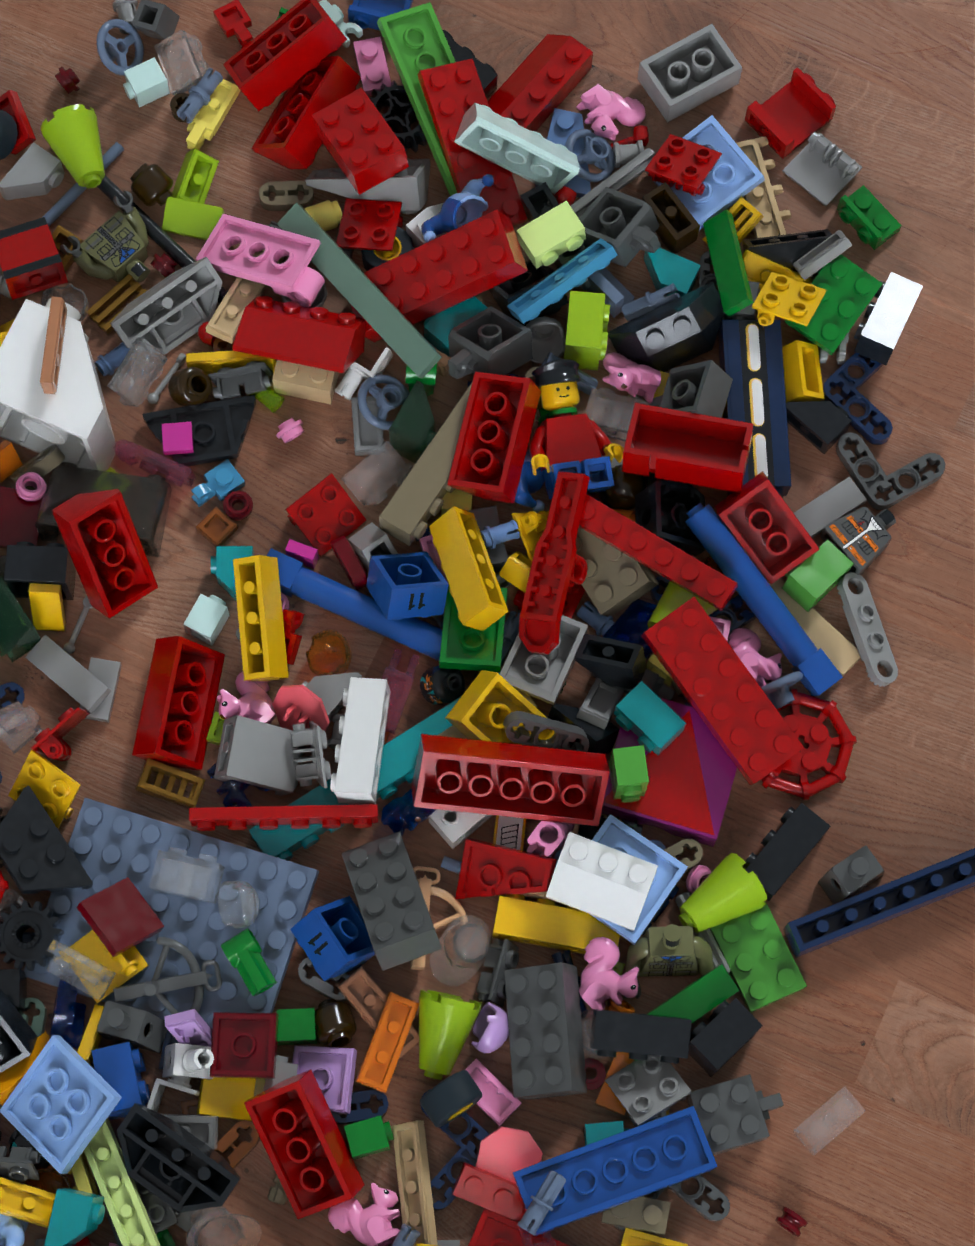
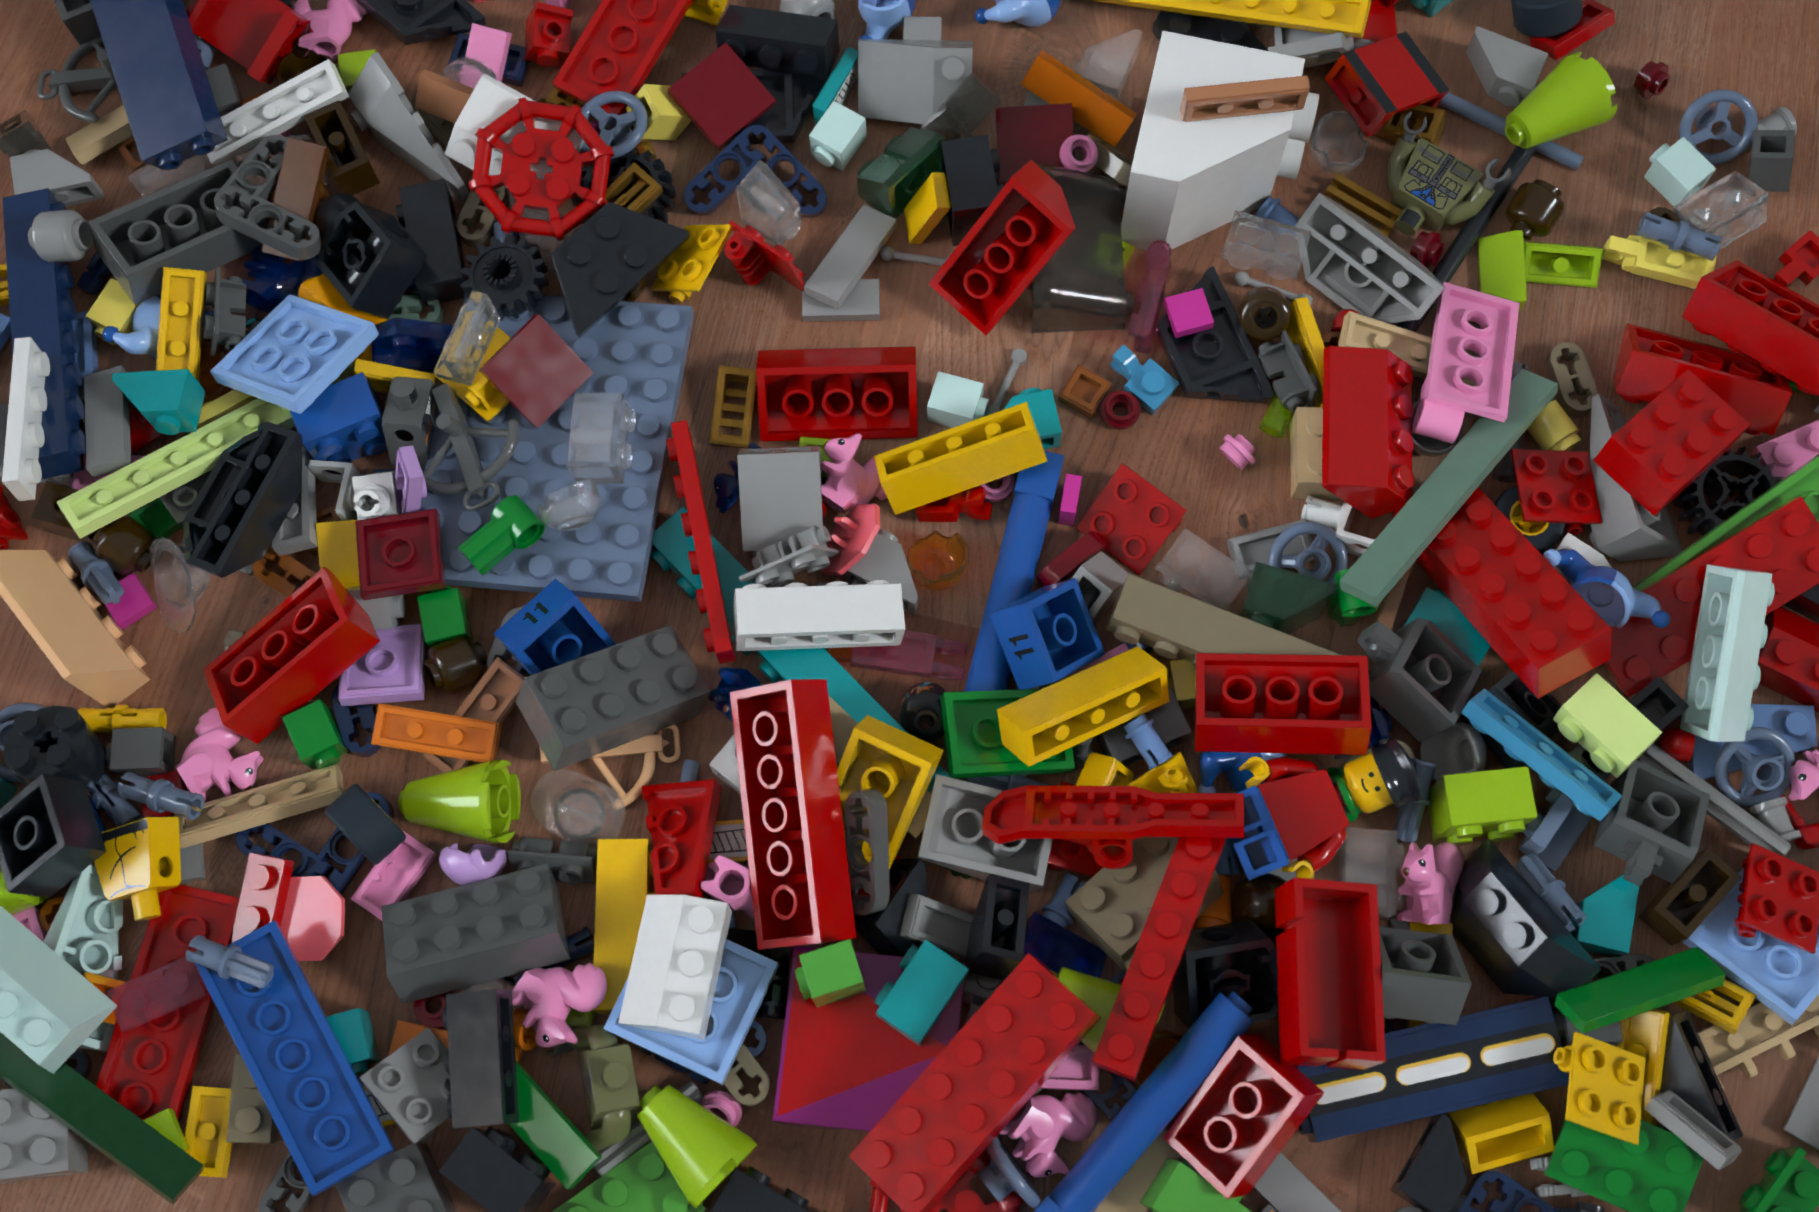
camera: 85 degrees right, 0 degrees up
(177, 570) = (1018, 358): none -> light grey hinge

